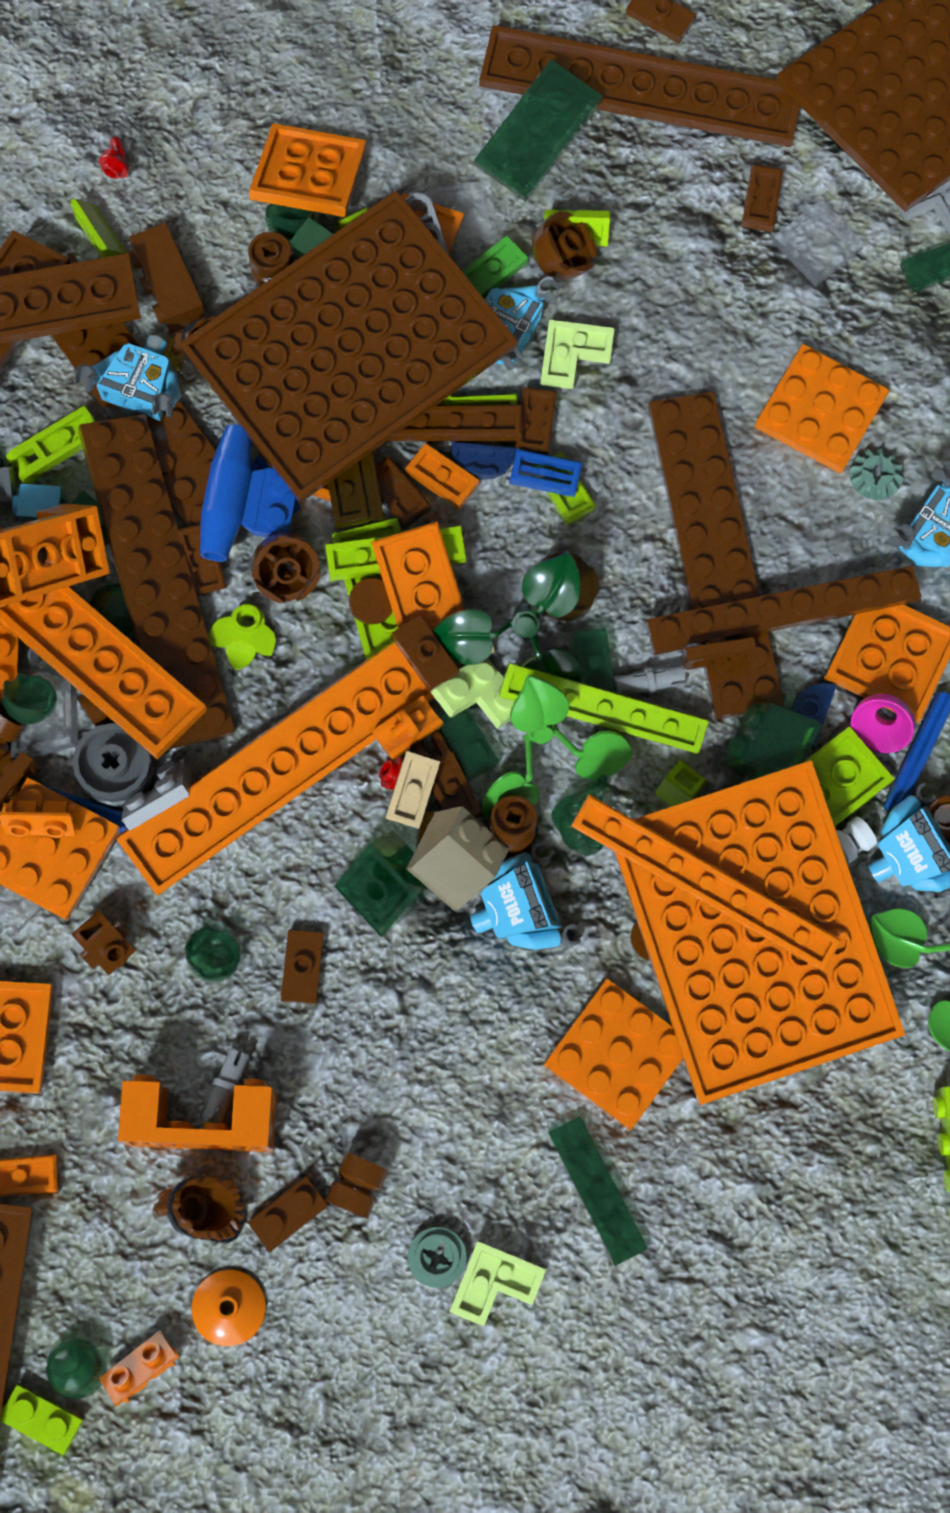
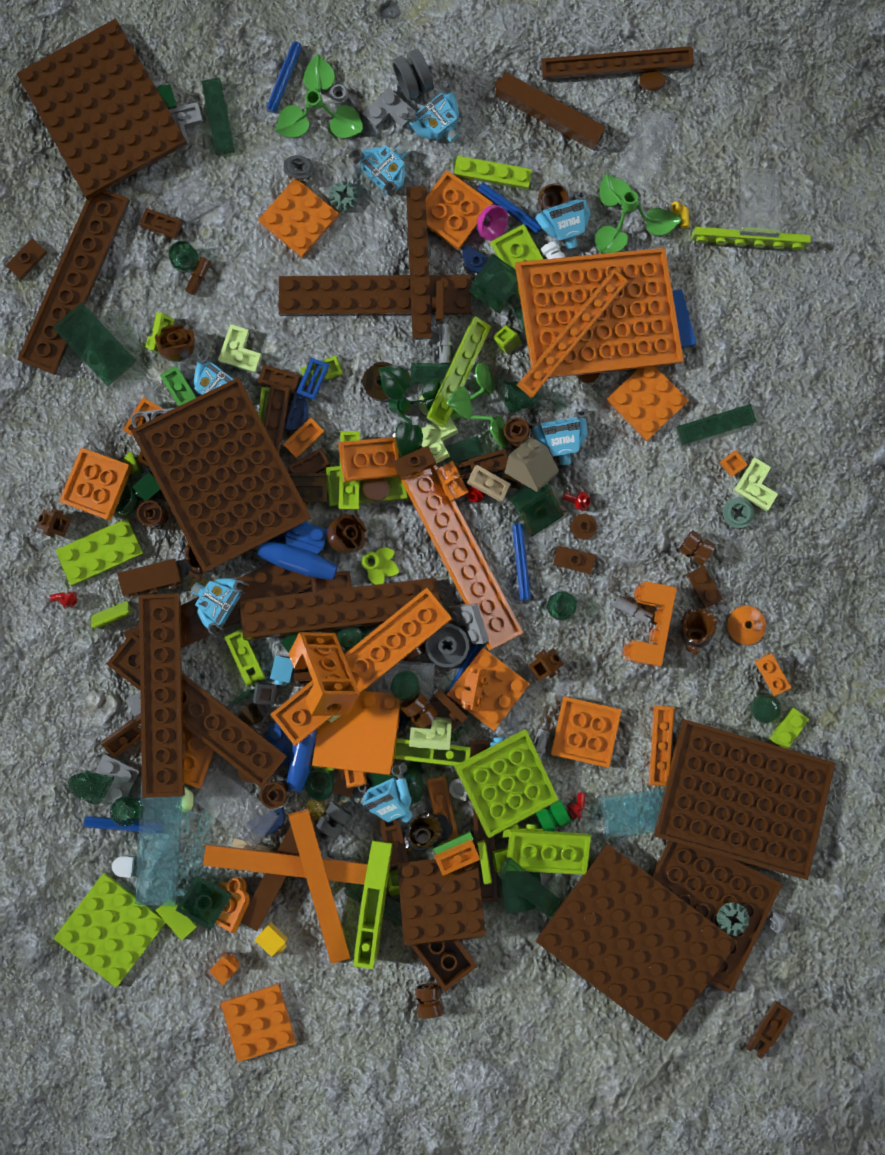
camera: 80 degrees left, 10 degrees up
(200, 198) = (99, 552): none -> lime plate
(227, 126) = (53, 523): none -> reddish brown brick
(284, 874) = (521, 561): none -> blue axle
(366, 976) = (583, 526): none -> reddish brown piece
(410, 962) = (581, 502): none -> red plate
(528, 1232) = (733, 463): none -> orange plate
(686, 268) = (197, 276): none -> reddish brown axle
(712, 237) = (183, 256): none -> clear green hair
(780, 1093) = (684, 325): none -> blue tile
(917, 391) = (298, 162): none -> dark grey gear

